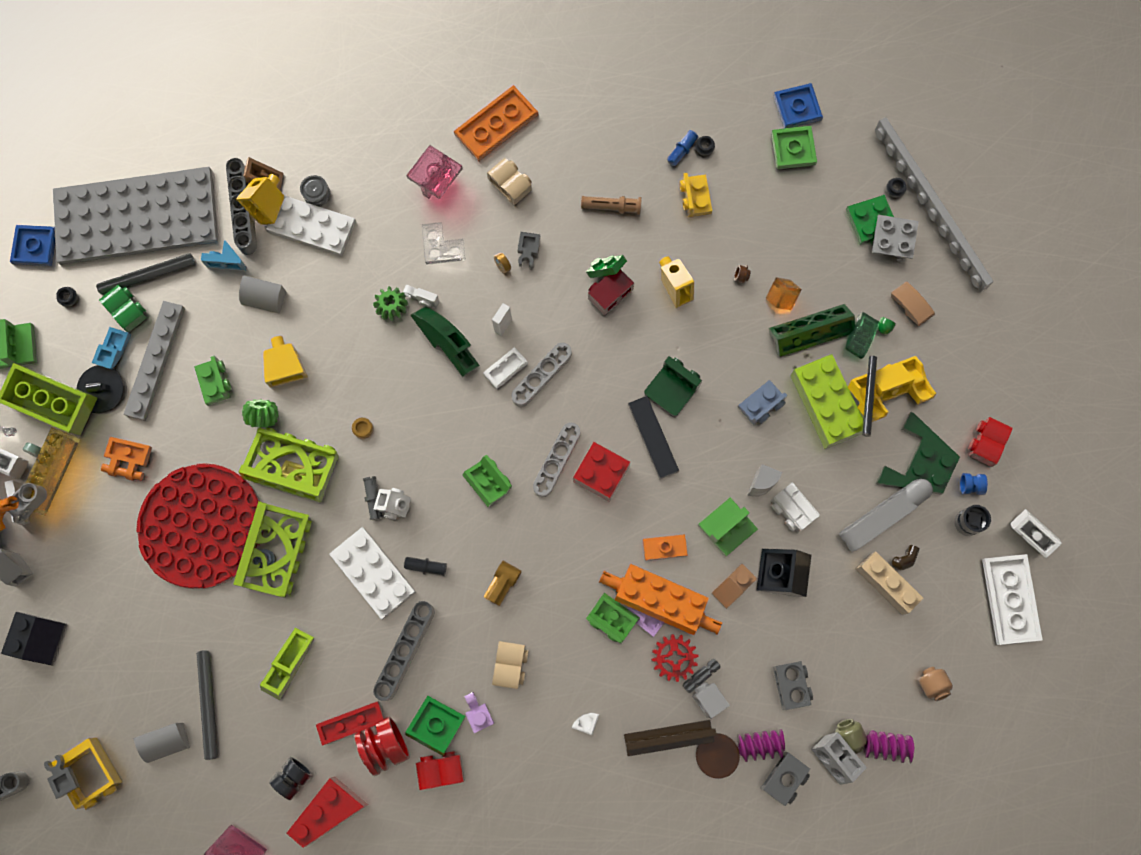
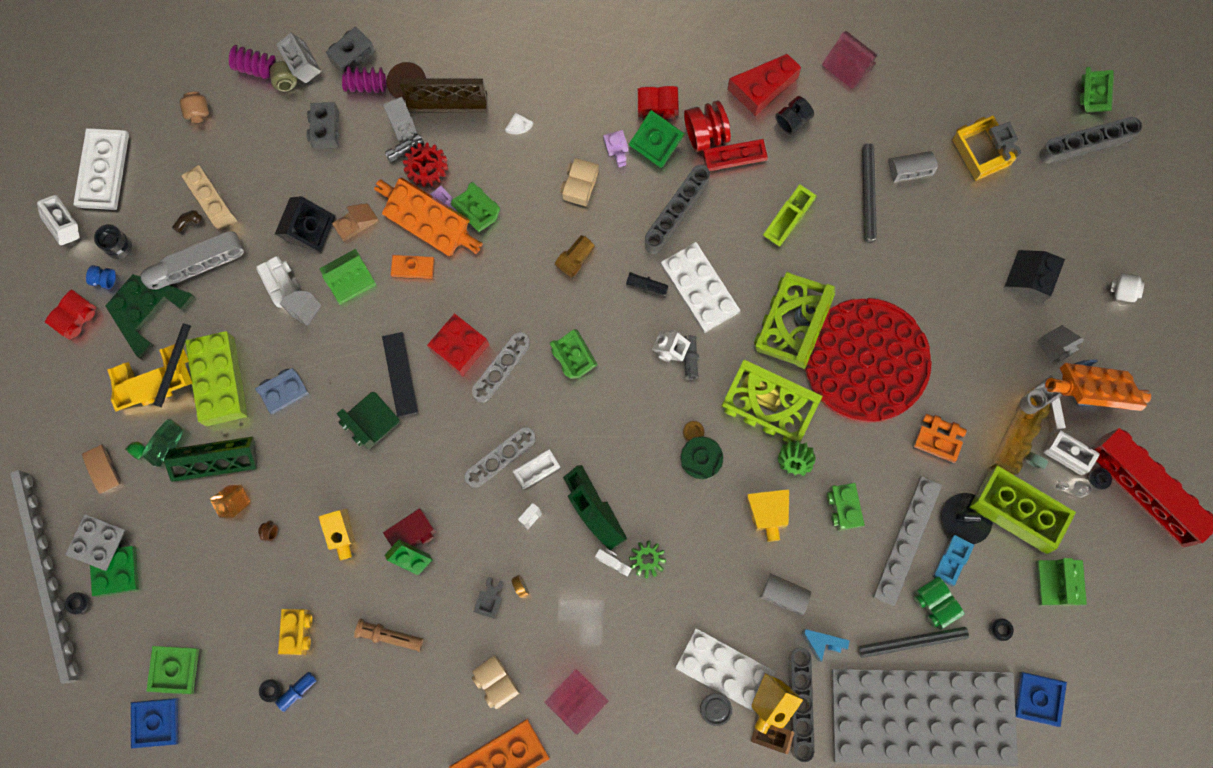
camera: 170 degrees left, 0 degrees up
(351, 403) = (701, 457): none -> dark green tile

